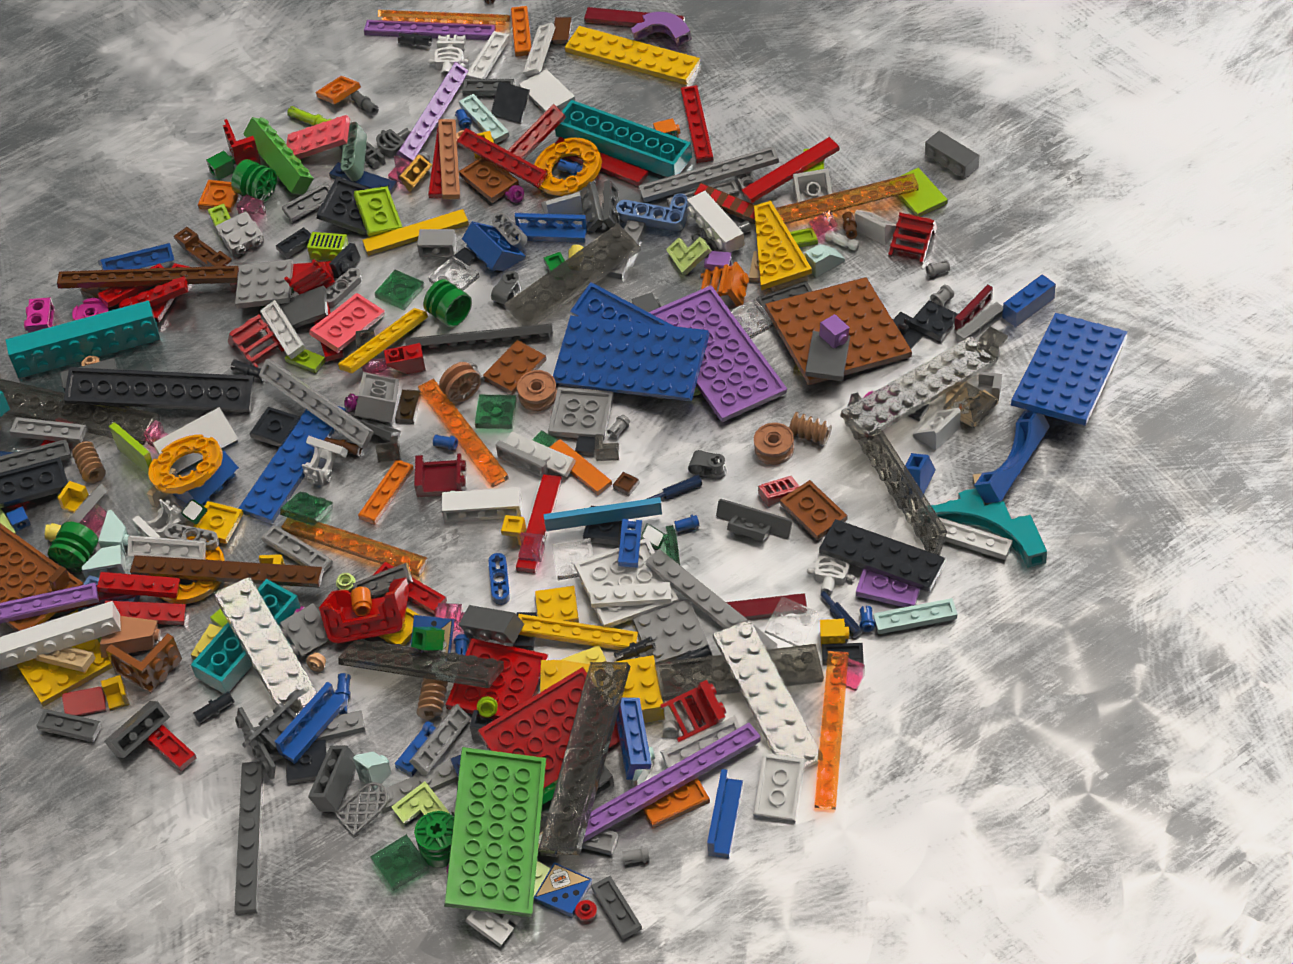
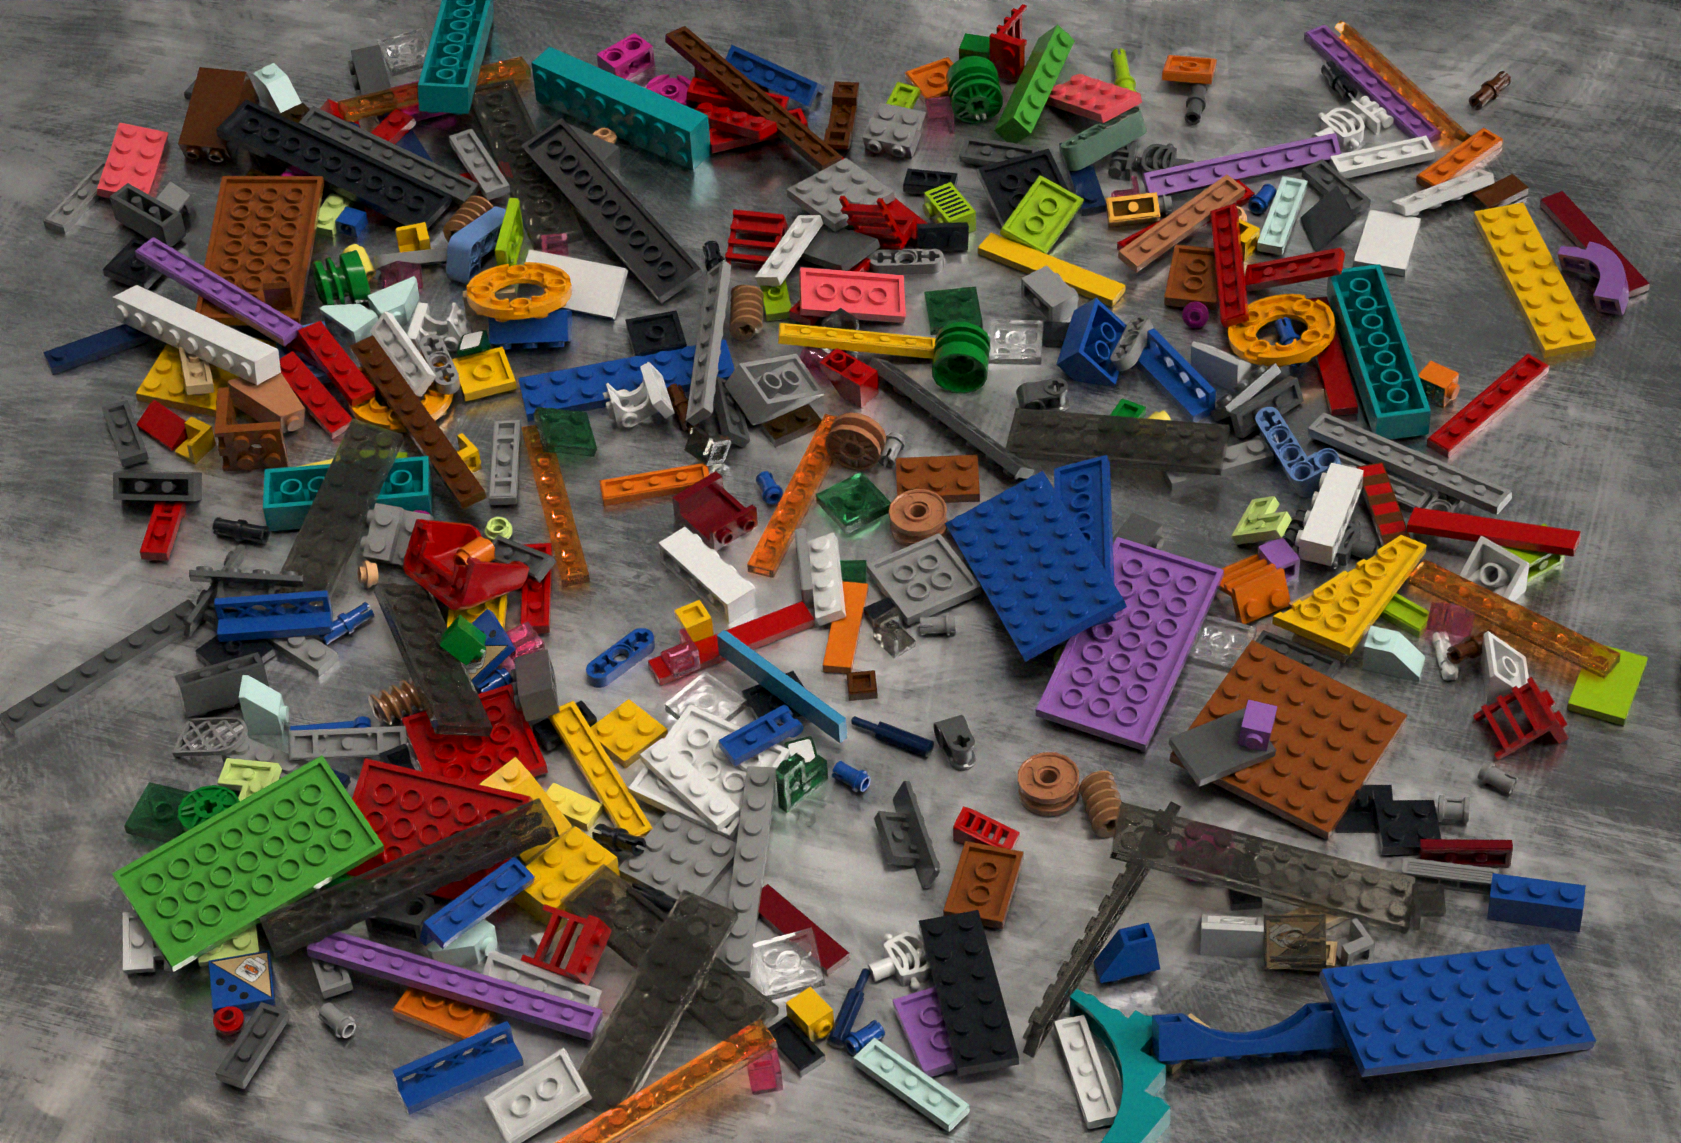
camera: 50 degrees right, 5 degrees down
(114, 466) = (473, 243): none -> medium blue beam
(306, 374) = (746, 312): none -> medium nougat piece
(487, 706) = (420, 753): lime plate -> none

